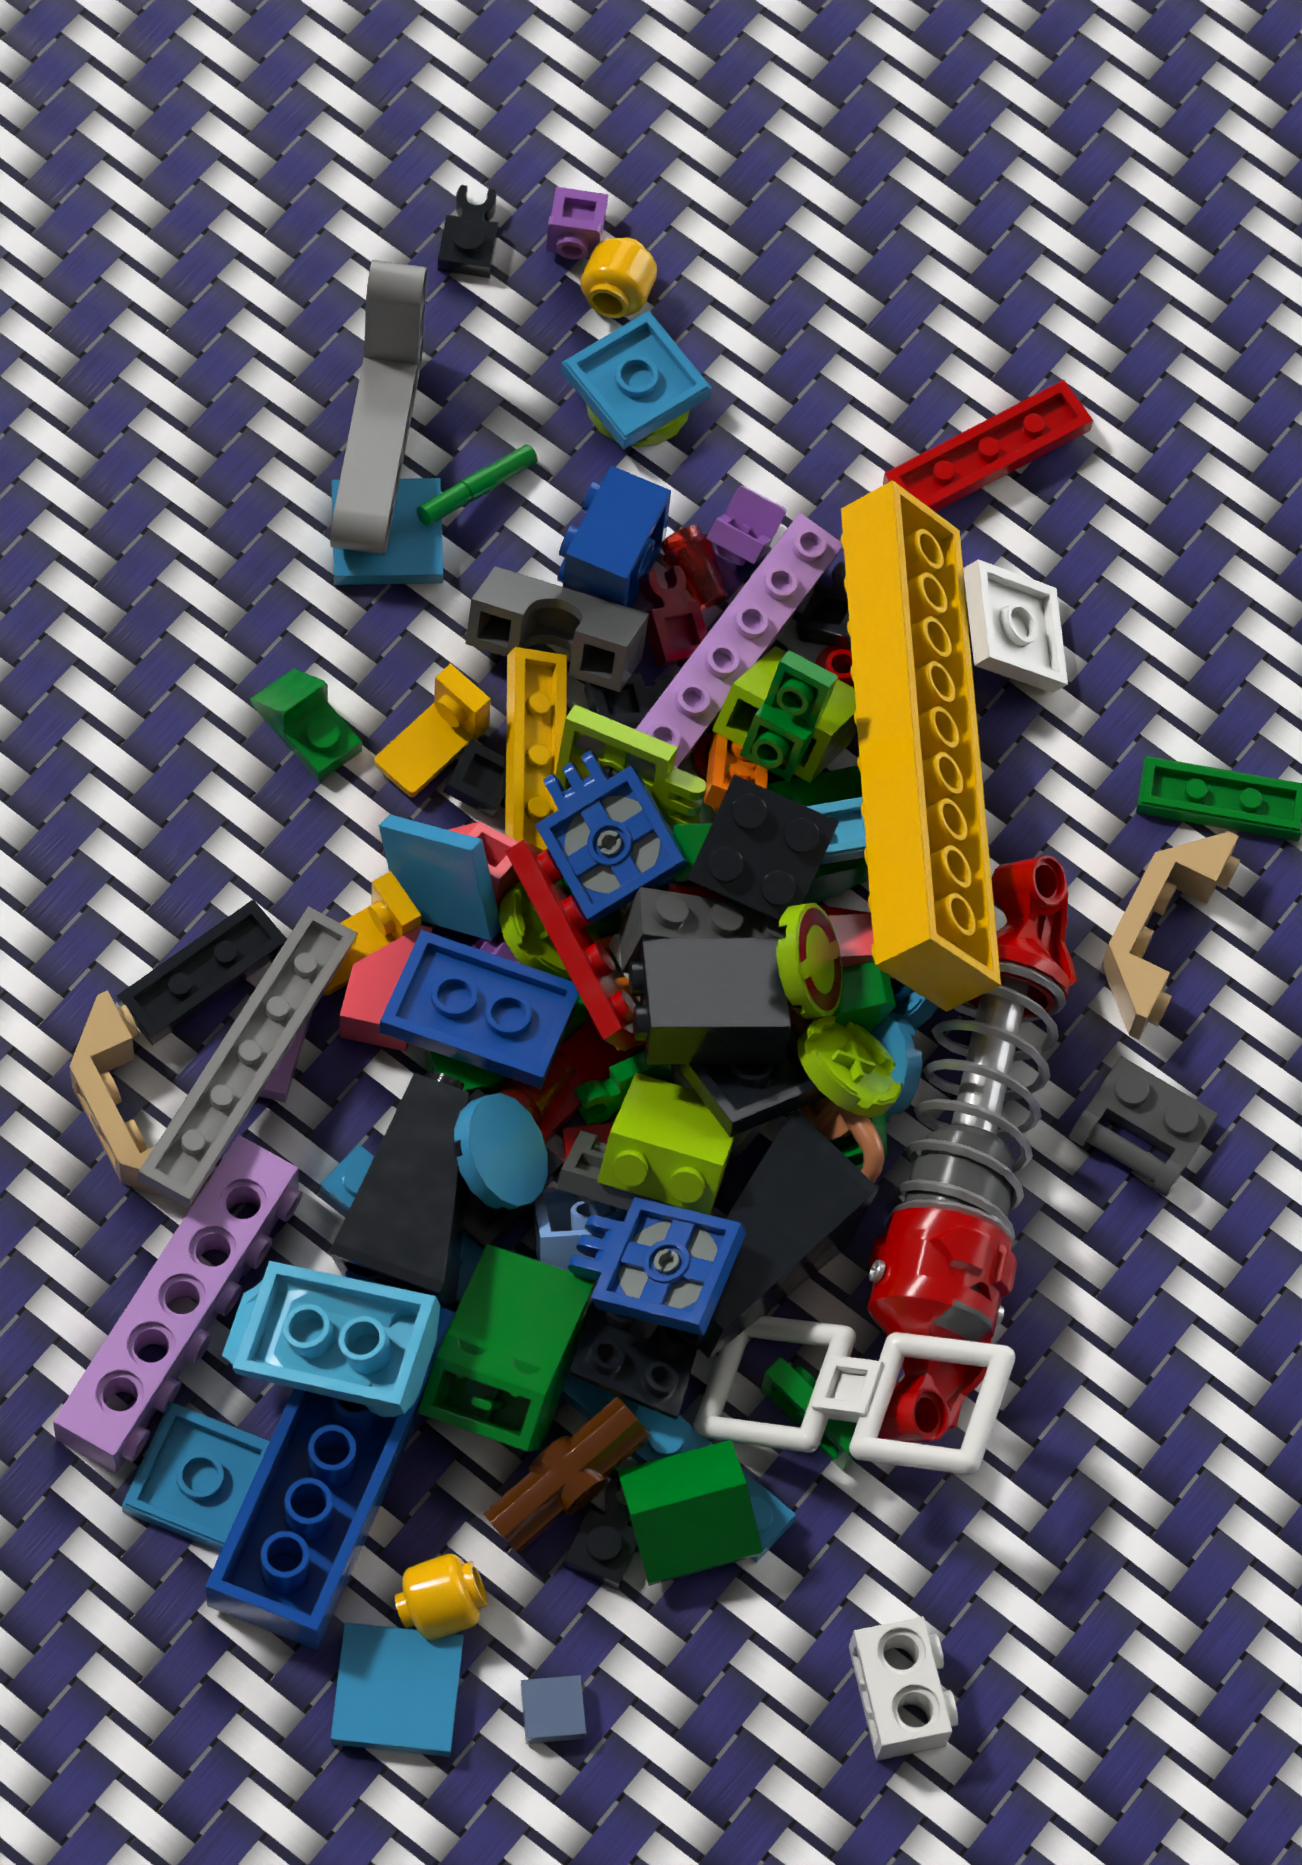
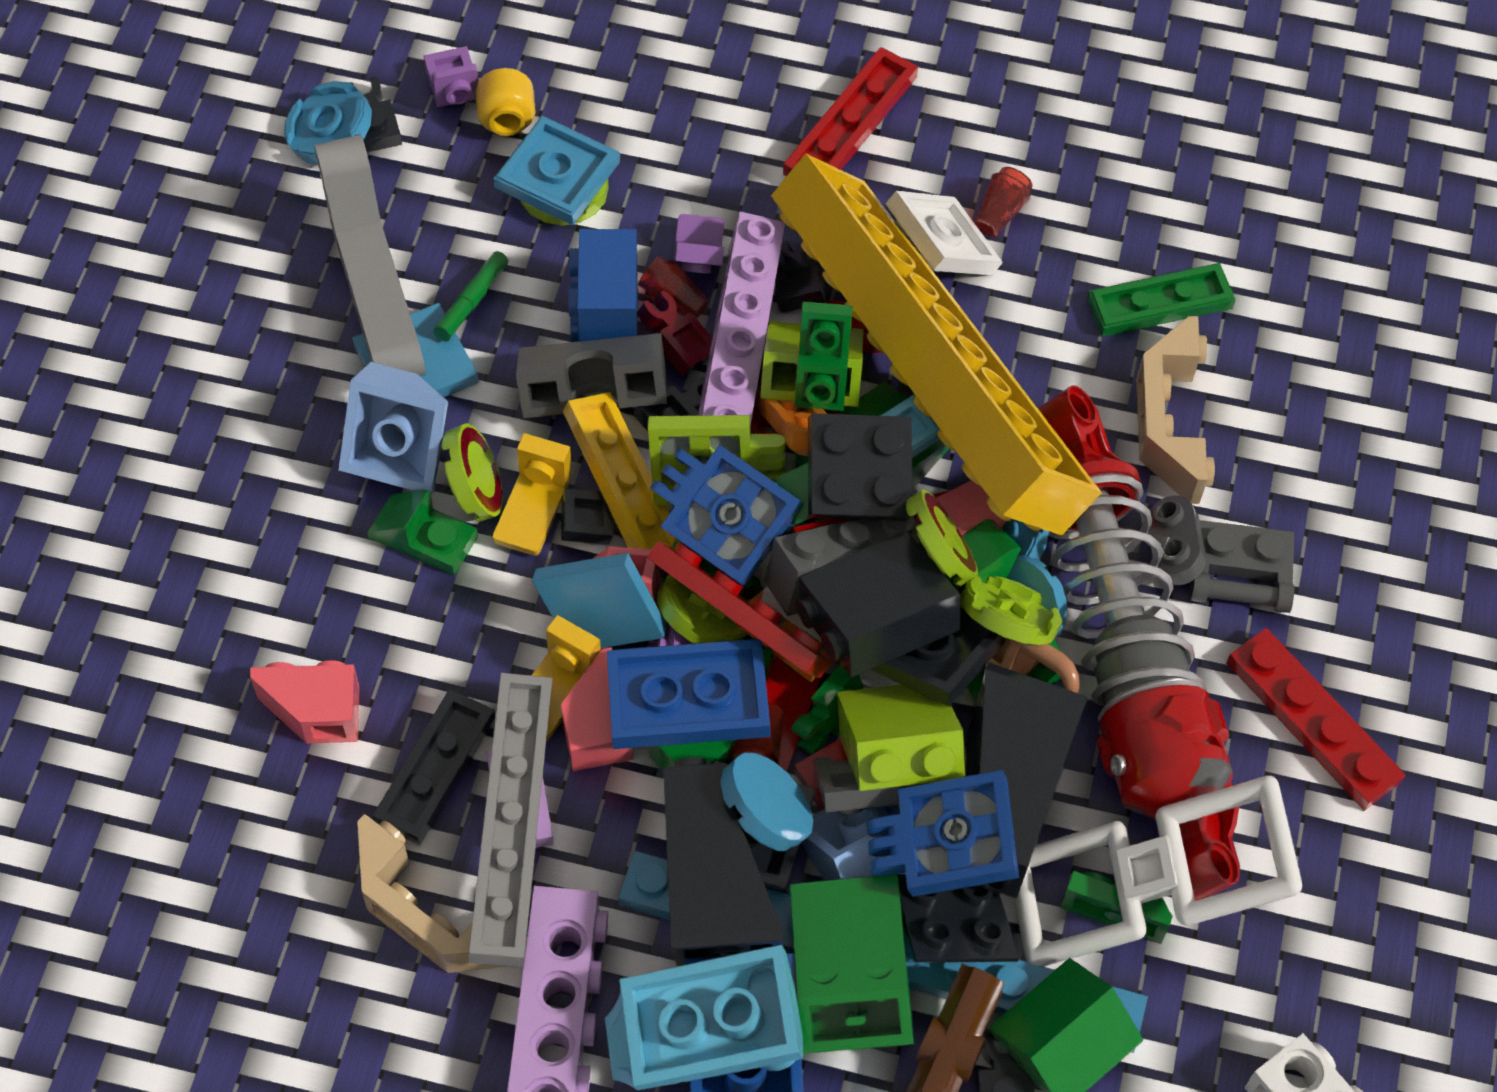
camera: 20 degrees left, 5 degrees down
(115, 854) = (313, 701): none -> coral slope
(319, 600) = (393, 428): none -> light blue slope
(383, 682) = (473, 472): none -> lime tile
(418, 223) = (327, 115): none -> dark azure tile
(1090, 1060) = (1179, 532): none -> dark grey plate
(1105, 614) = (1003, 199): none -> clear red cone
(1130, 1317) = (1315, 719): none -> red plate

